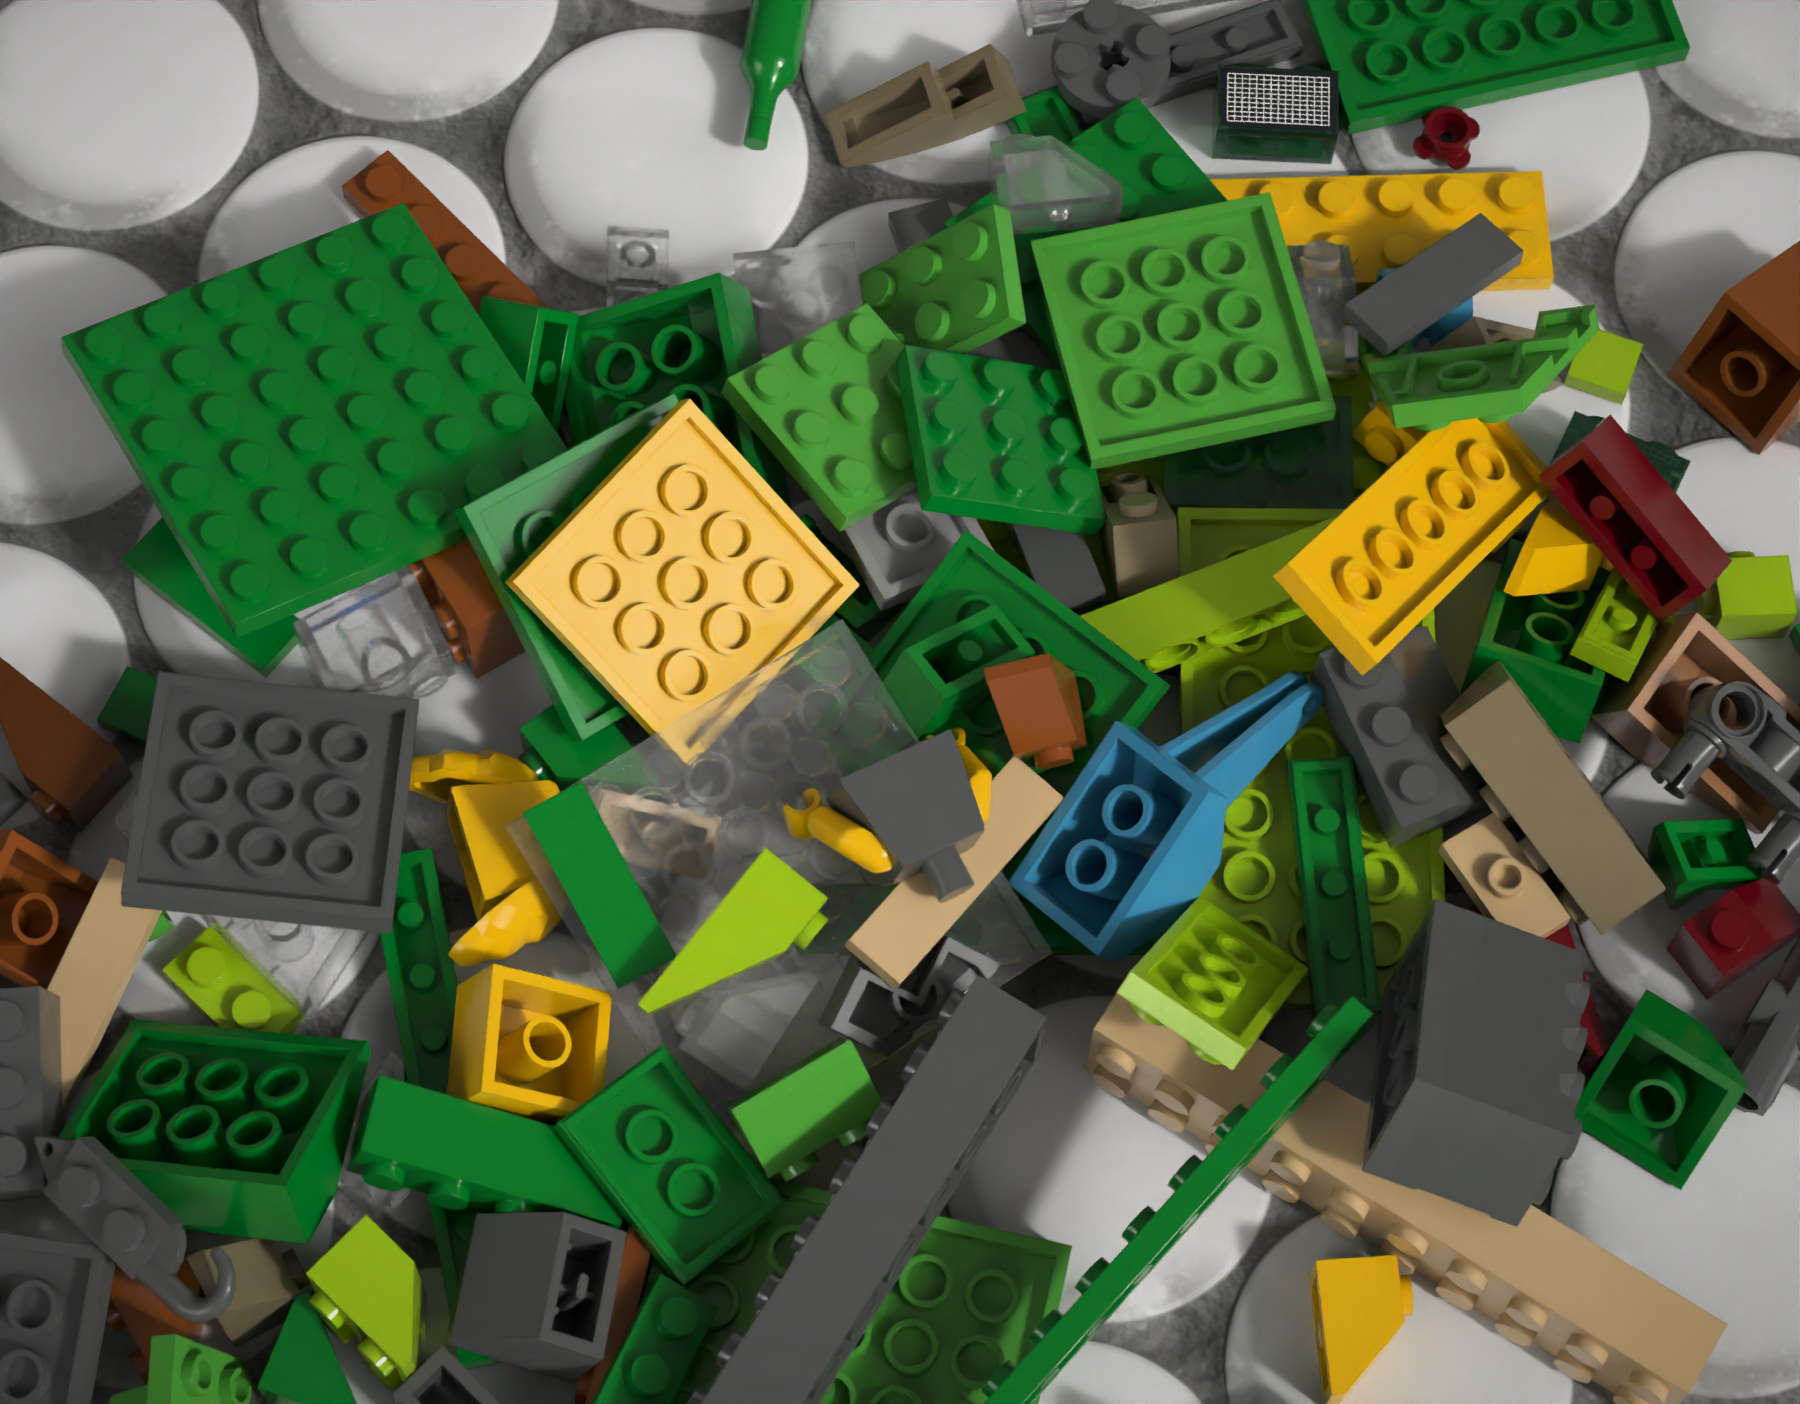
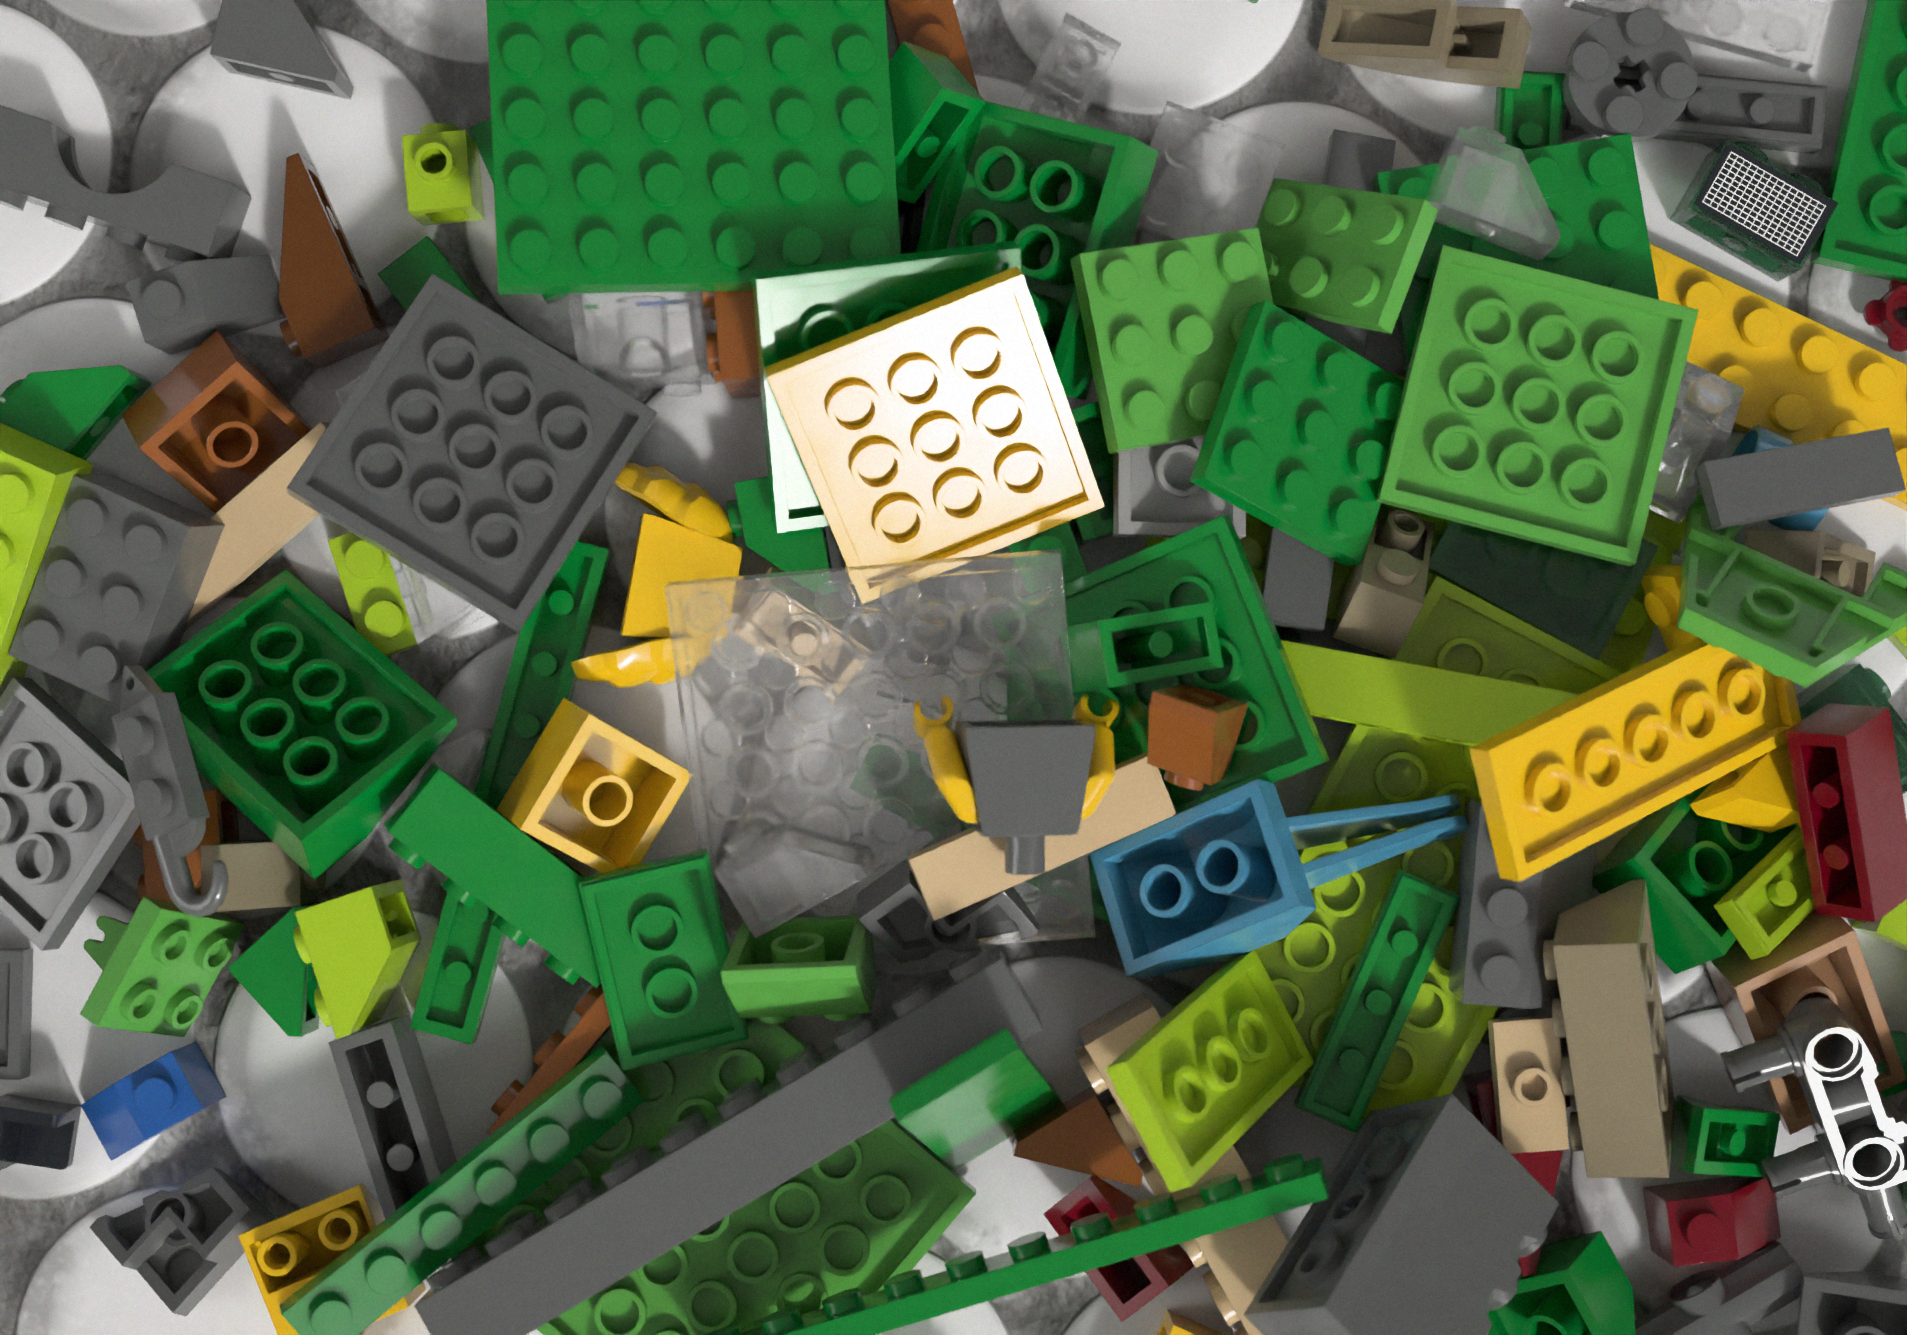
camera: 30 degrees right, 20 degrees up
(119, 608) = (442, 175): none -> lime brick
(537, 1291) = (494, 1012): dark grey slope -> none
(600, 885) = (721, 684): green tile -> none
(748, 928) = (825, 795): lime slope -> none
(1025, 1124) = (976, 1100): none -> green tile
(1140, 1150) = (1079, 1139): none -> dark orange slope
(1241, 1224) = (1129, 1282): none -> dark red slope

